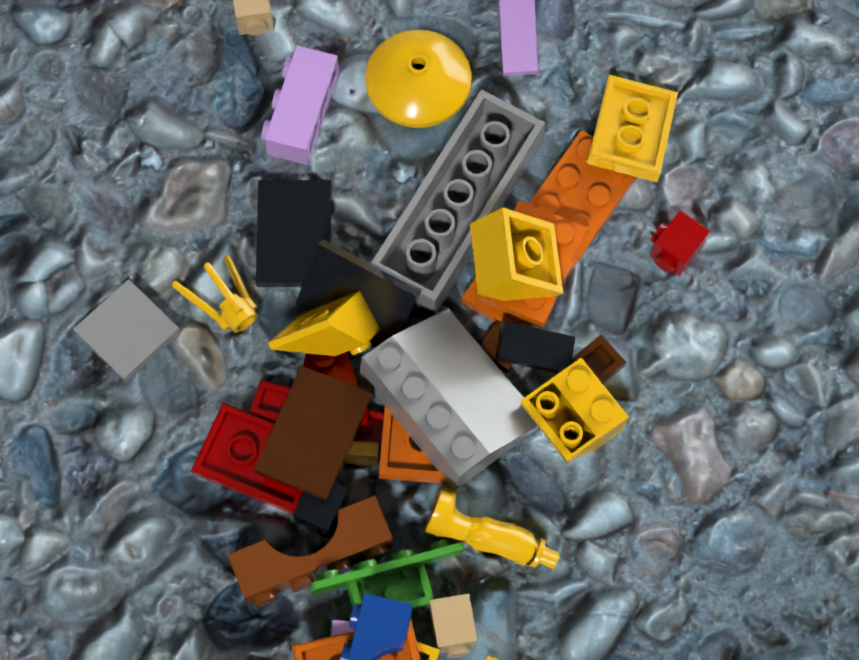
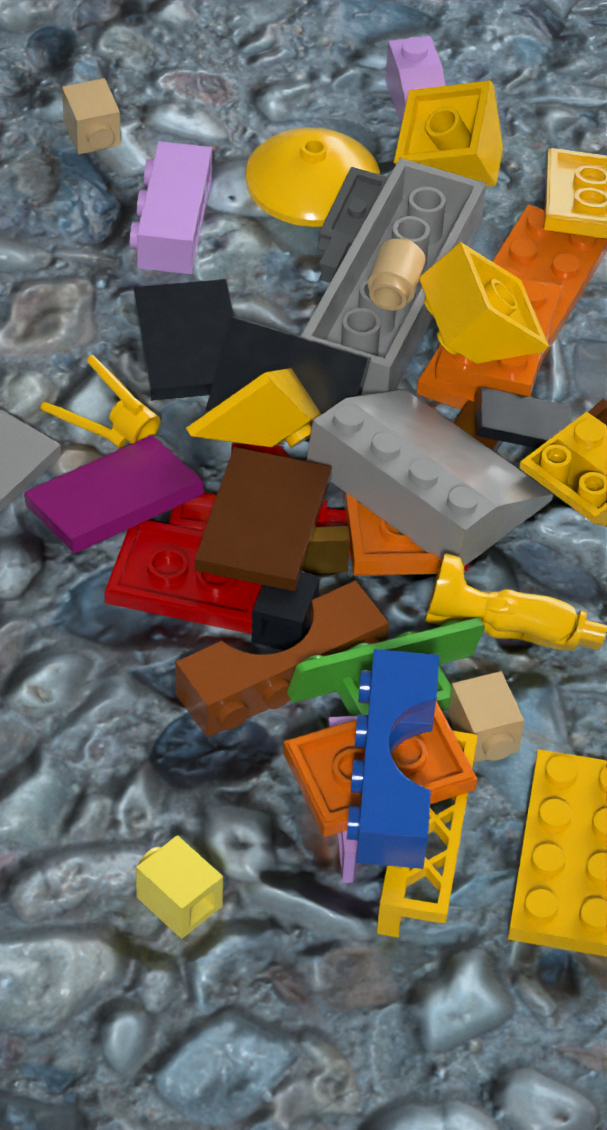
camera: 10 degrees left, 20 degrees down
(211, 380) = (113, 493): none -> magenta tile
(435, 133) = (346, 218): none -> dark grey hinge
(453, 216) = (395, 274): none -> tan brick
(530, 60) = (453, 130): none -> yellow slope

